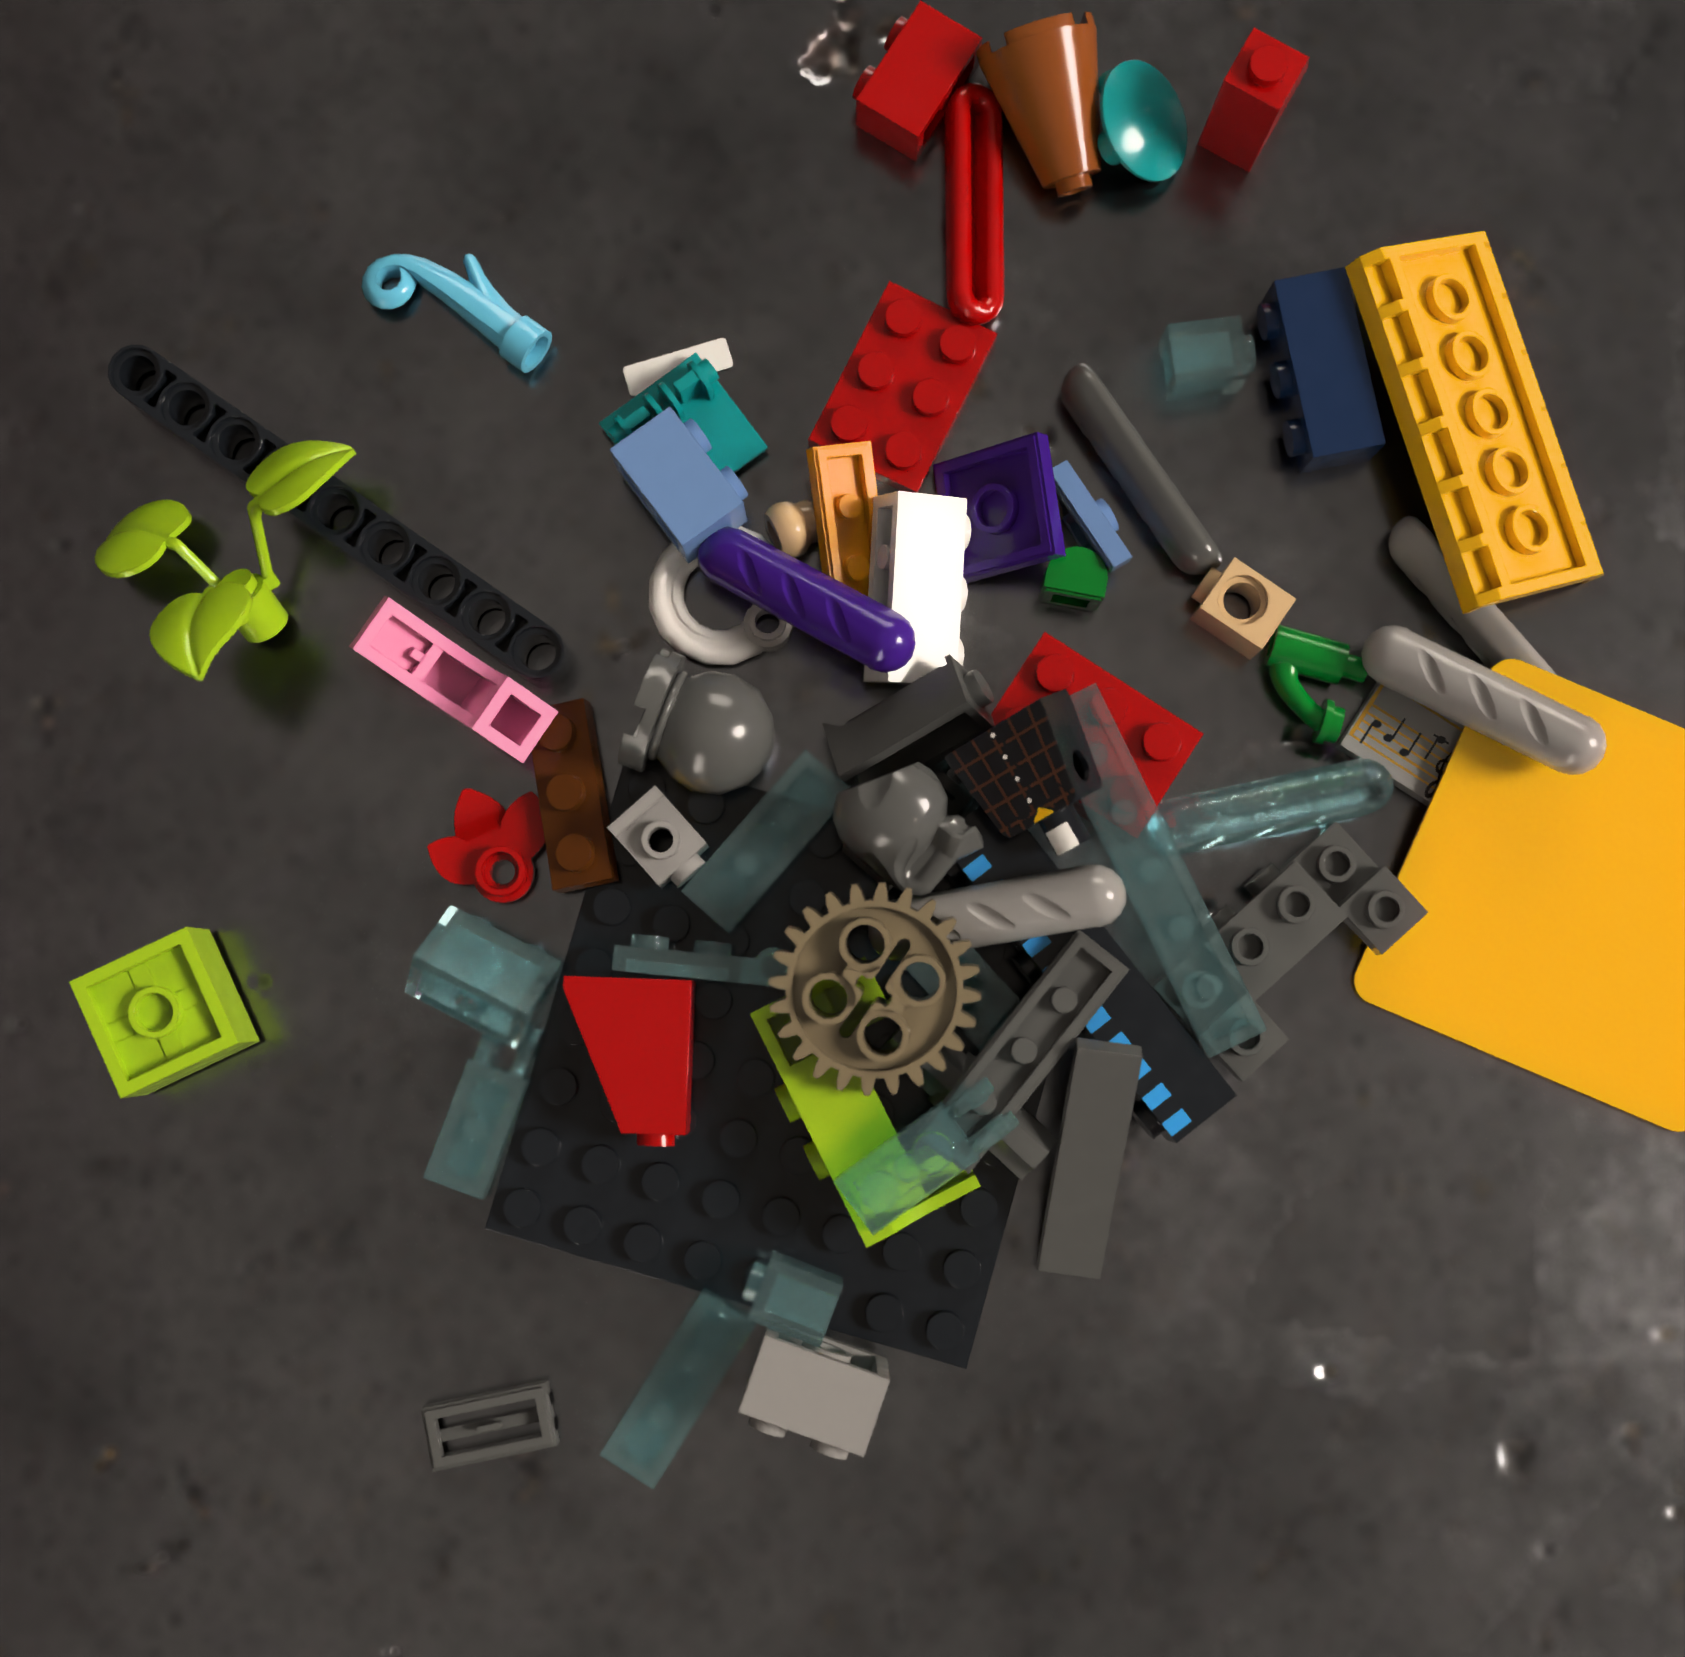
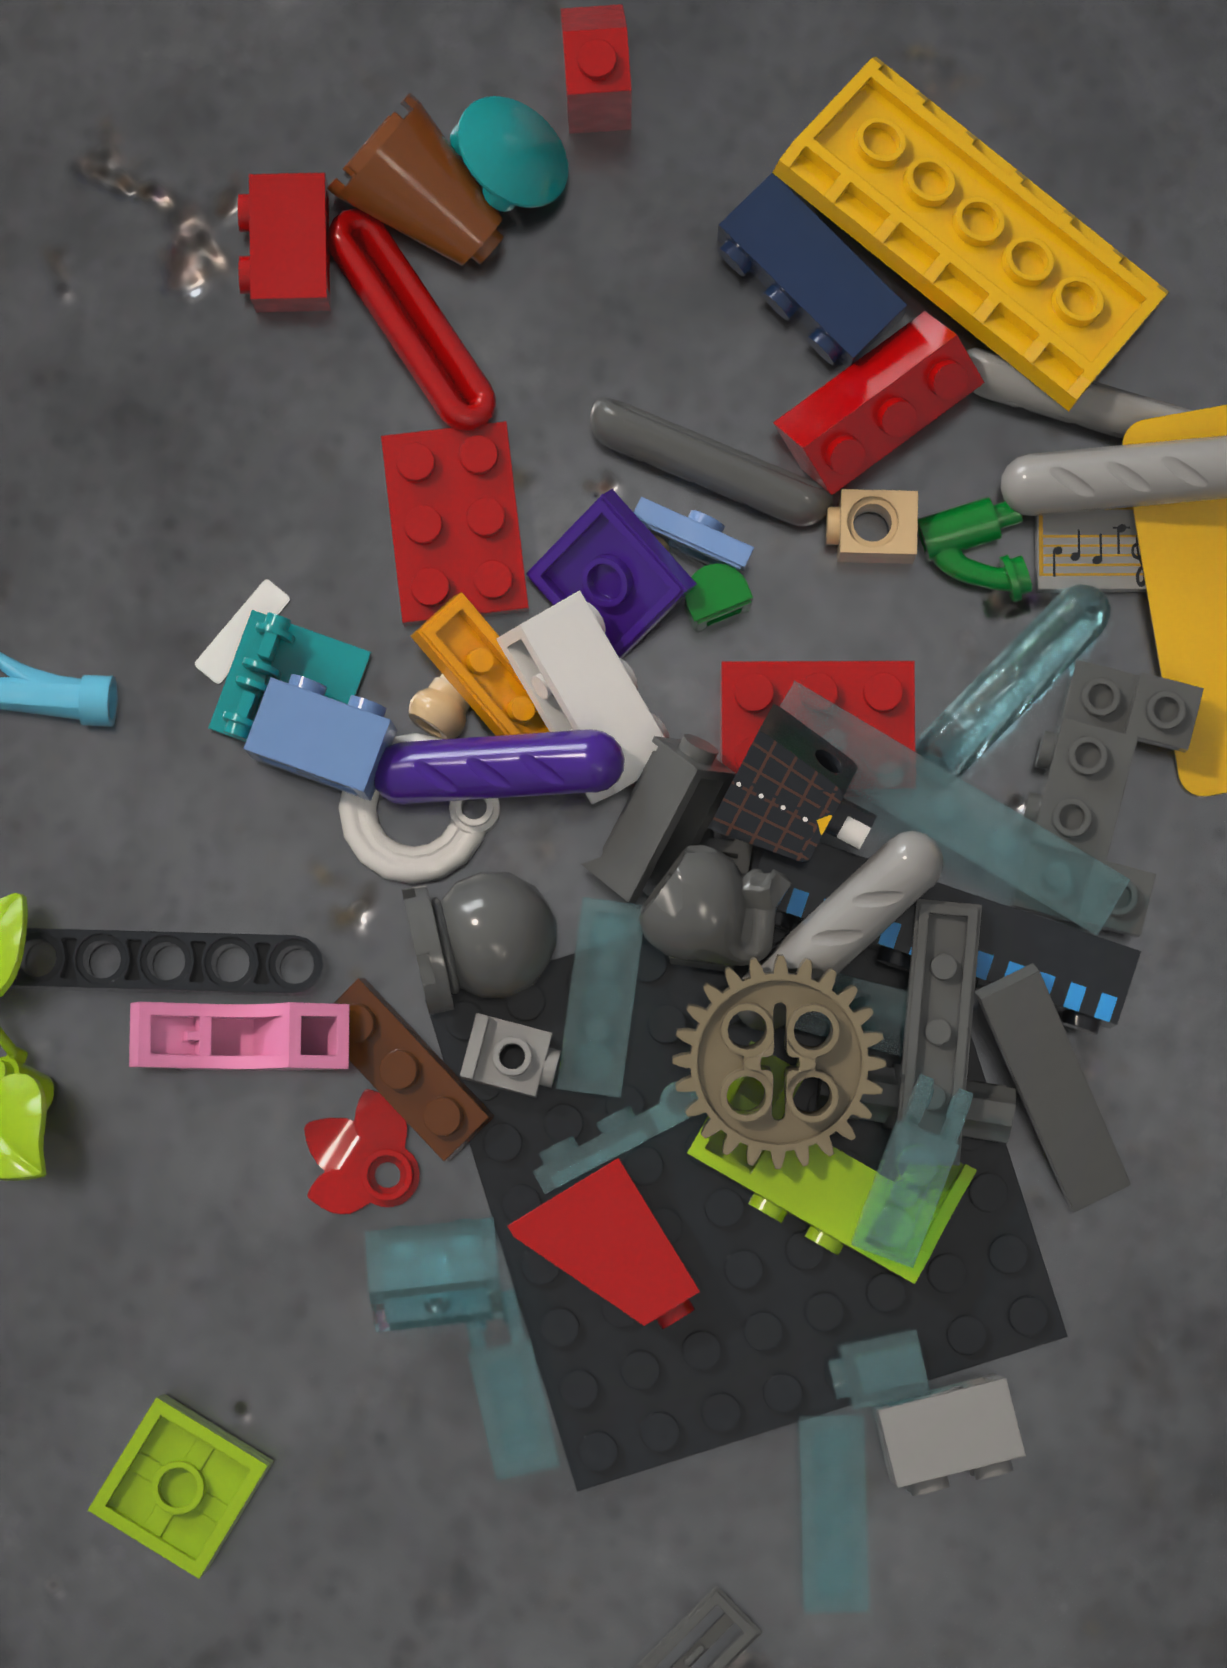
camera: 30 degrees left, 0 degrees up
(1205, 358) = (703, 326): clear light blue brick -> none
(1311, 508) = (879, 402): none -> red brick

